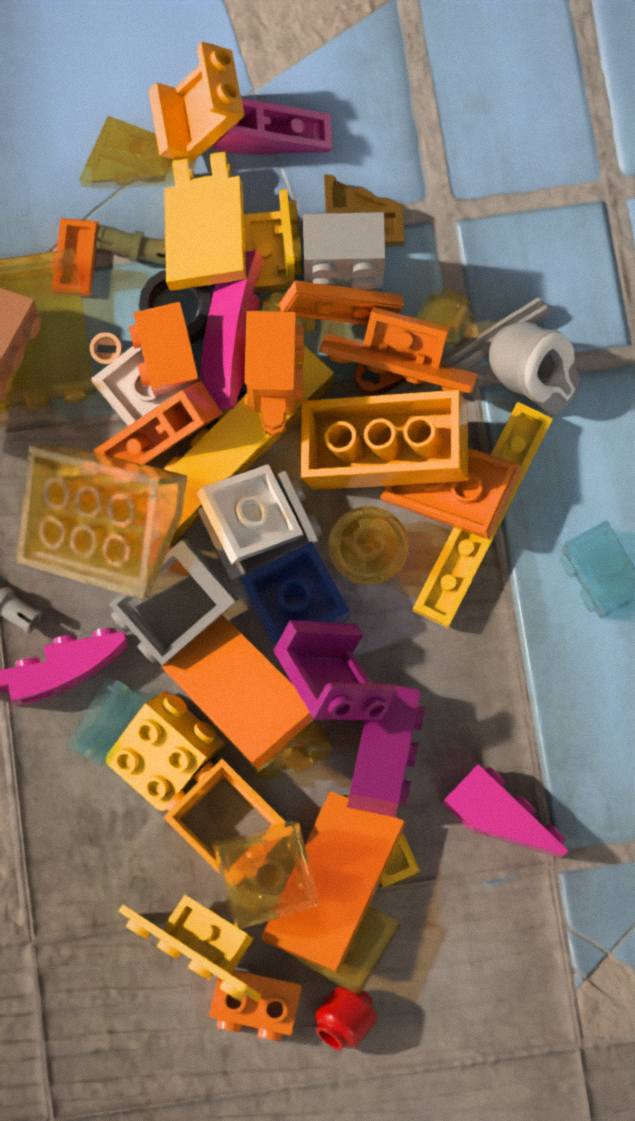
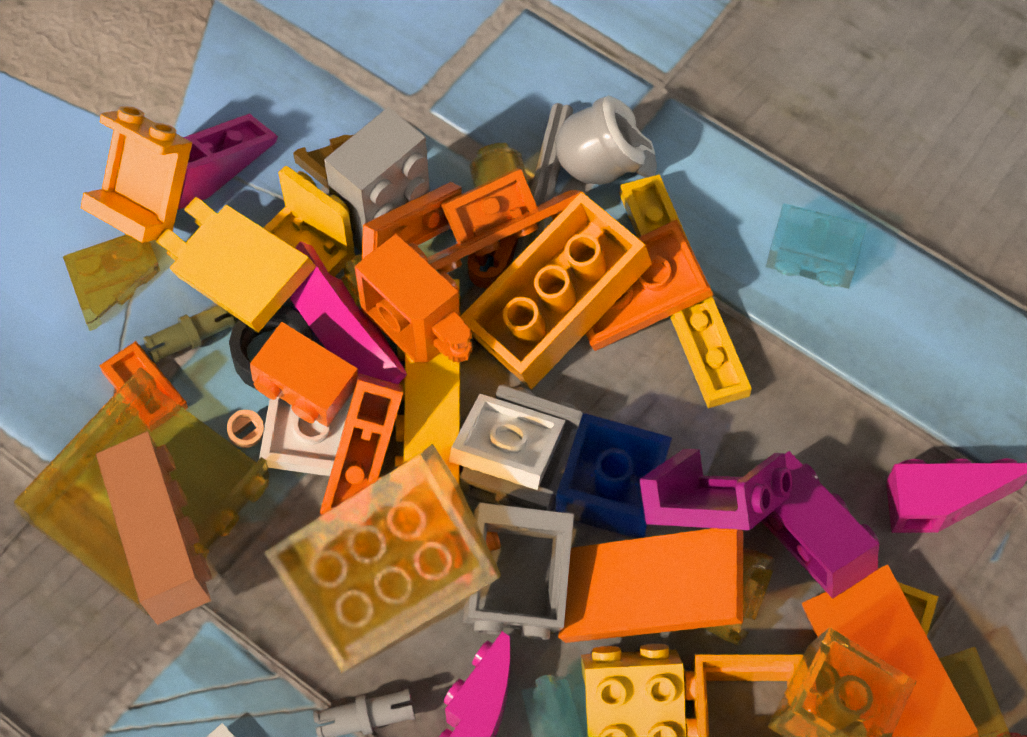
camera: 45 degrees left, 15 degrees down
(368, 545) = (627, 380): clear yellow cone -> none

